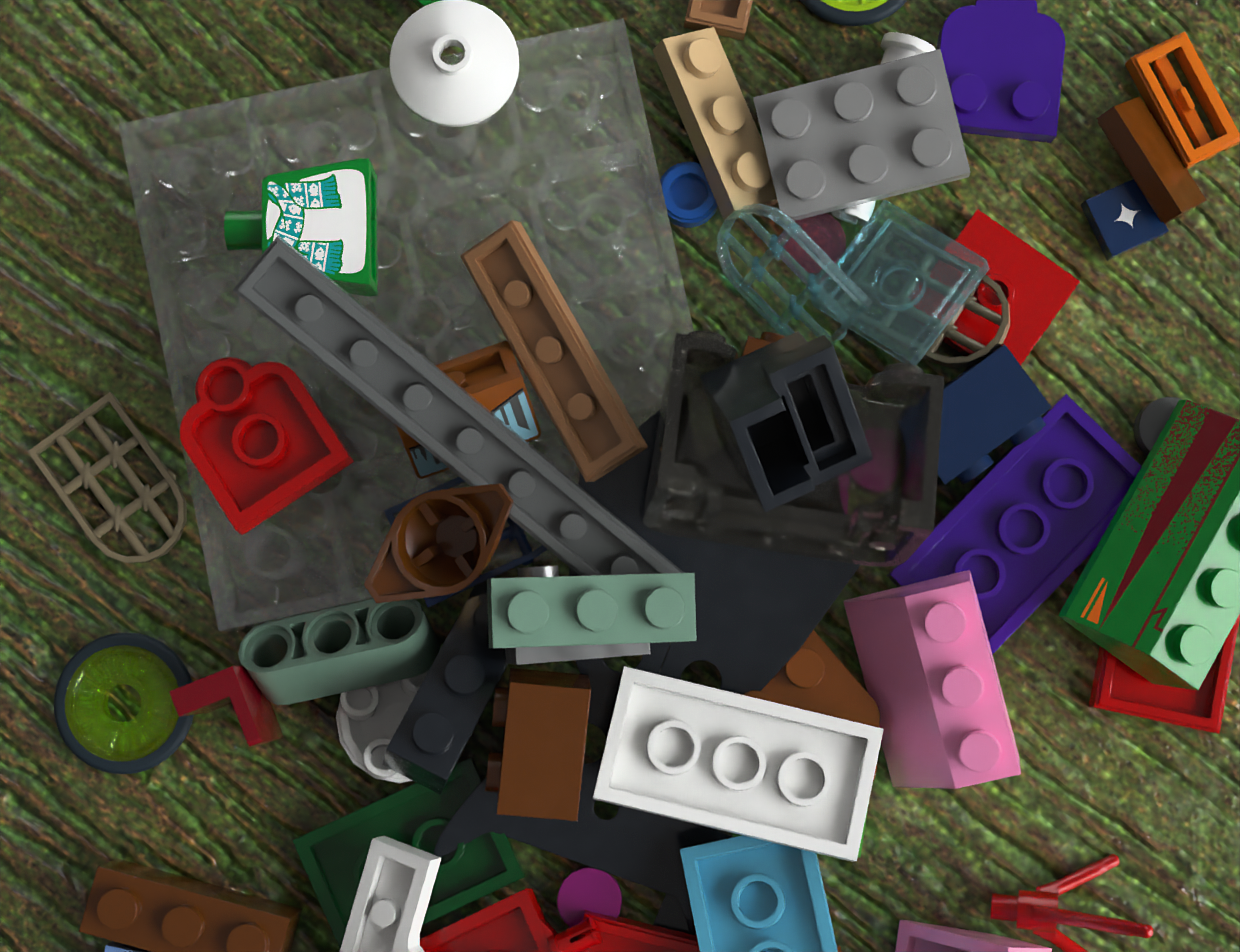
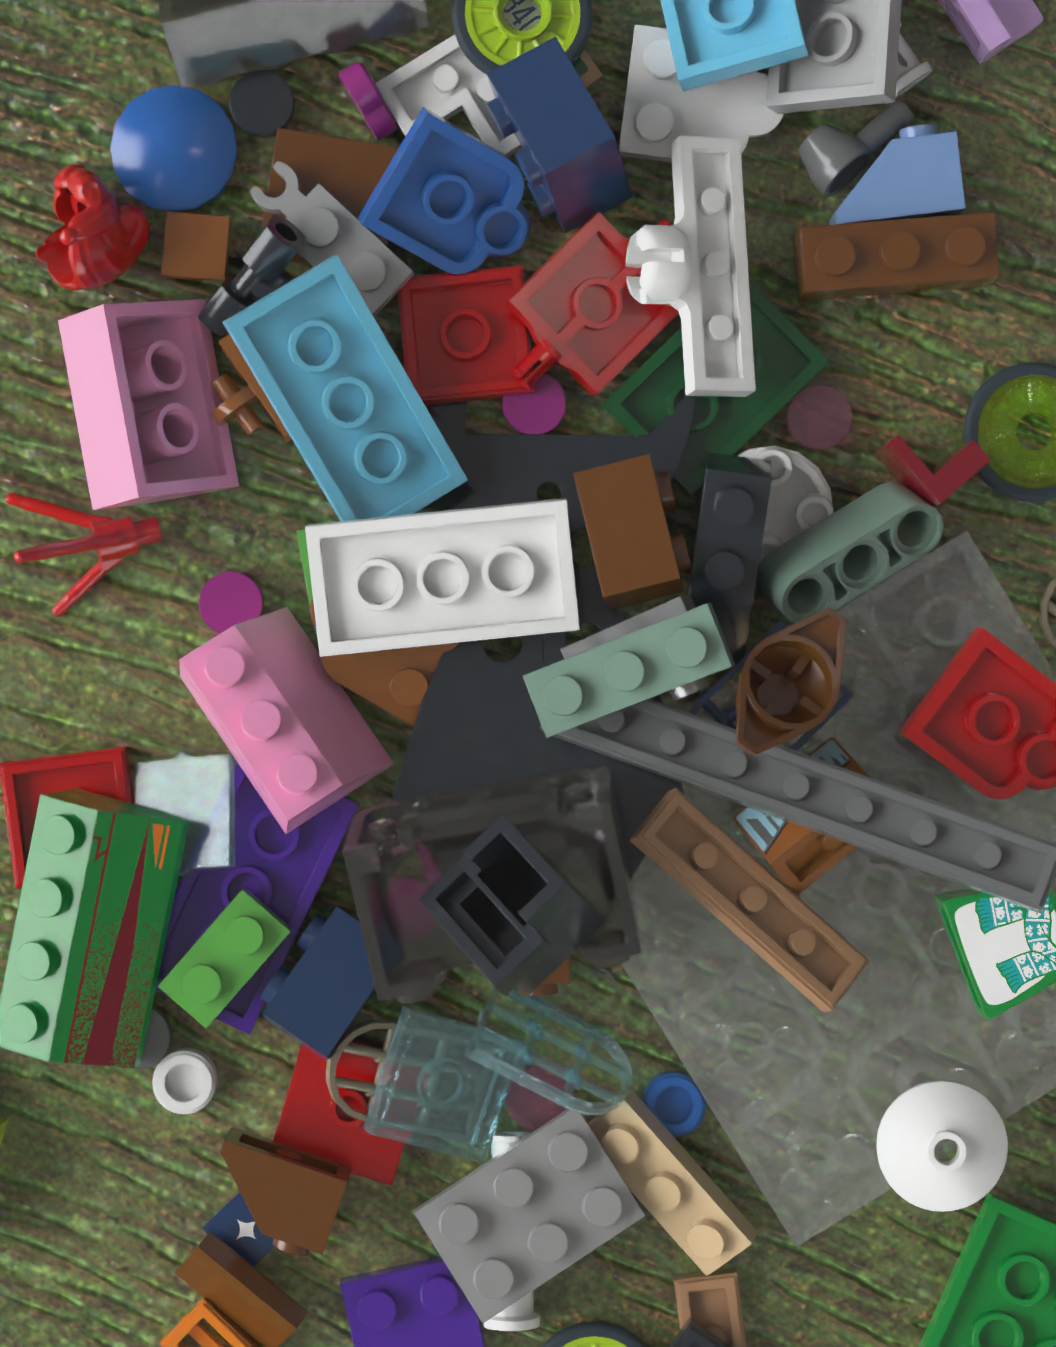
camera: 165 degrees right, 5 degrees up
(322, 789) = (818, 417): none -> clear pink tile
(945, 813) = (230, 600): none -> magenta tile
(1035, 635) = (196, 791): none -> clear light blue piece
(1066, 473) = (225, 957): none -> bright green plate
(1081, 237) = (286, 1190): none -> reddish brown slope
(1138, 372) = (185, 1081): none -> white tile

